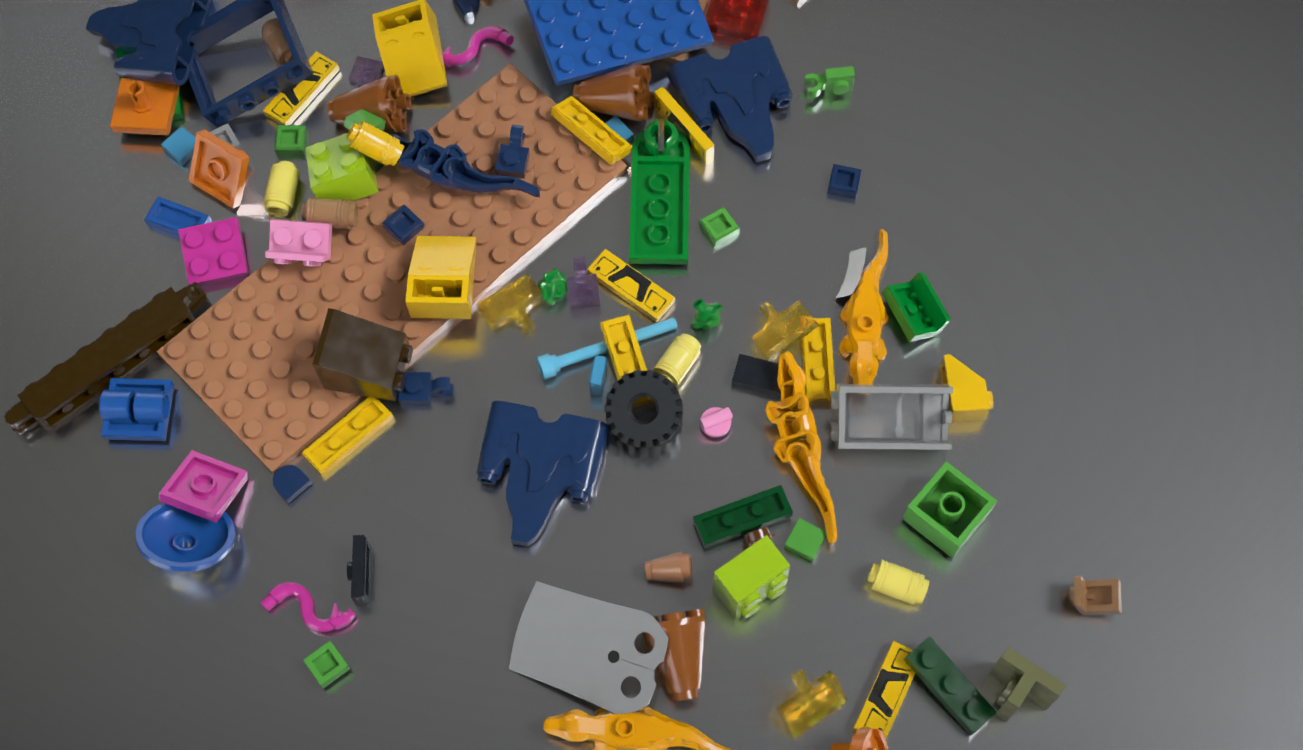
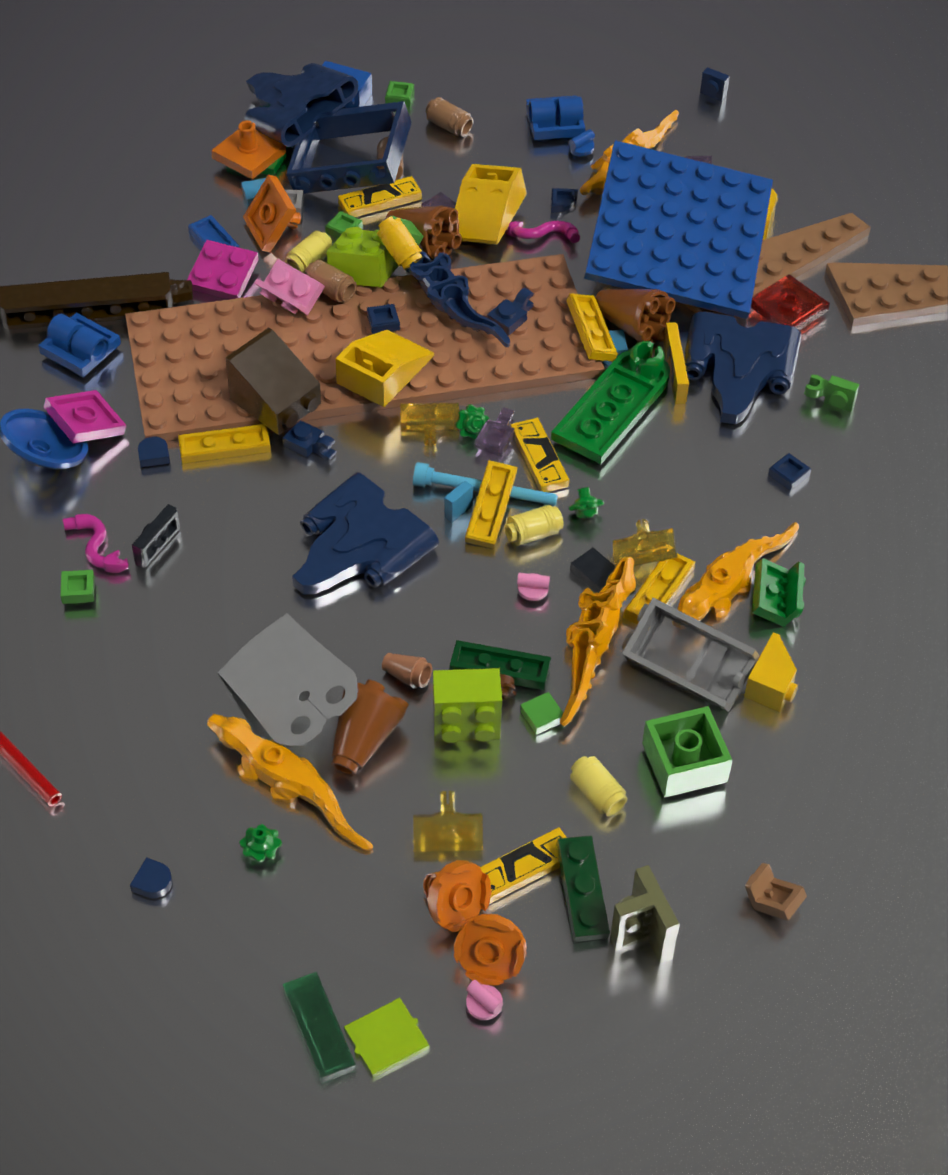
camera: 30 degrees right, 15 degrees down
(643, 433) = (478, 559): black tyre -> none
(719, 226) = (650, 451): bright green tile -> none
(853, 273) = (755, 530): white sticker -> none

